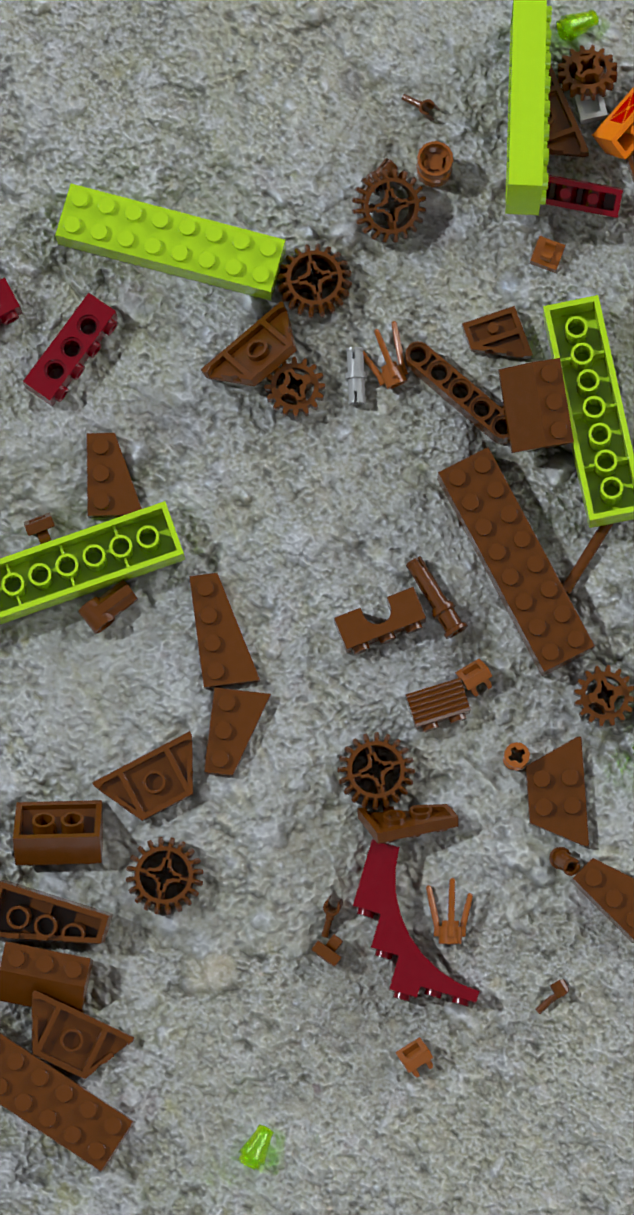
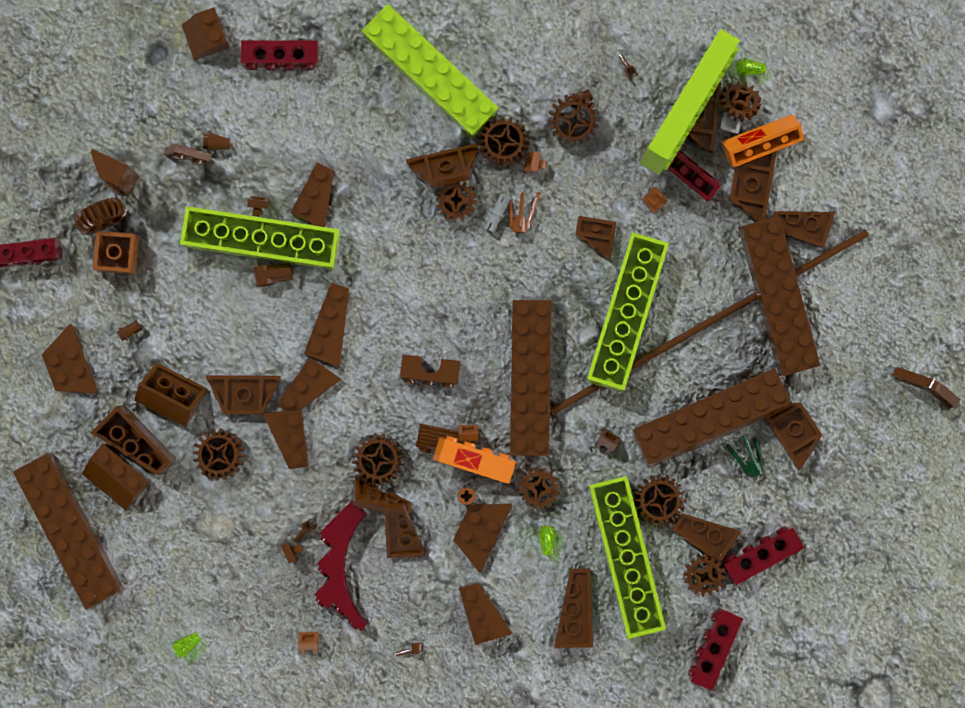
camera: 25 degrees right, 5 degrees up
(72, 1037) = (113, 521): reddish brown wing -> none
(88, 312) = (358, 88): dark red brick -> none
(244, 802) = (289, 435): none -> reddish brown wing
(367, 287) = (534, 163): none -> dark orange tile
(434, 164) = (615, 108): dark orange wheel -> none
(442, 608) = (472, 383): reddish brown pin -> none
(449, 931) = (370, 578): dark orange plant -> none
(456, 380) = (561, 265): reddish brown beam -> none
(458, 849) = (400, 533): none -> reddish brown wing
(501, 703) = (474, 460): none -> orange brick
(535, 405) = (593, 291): reddish brown slope -> none
(561, 859) = (460, 571): reddish brown pin -> none

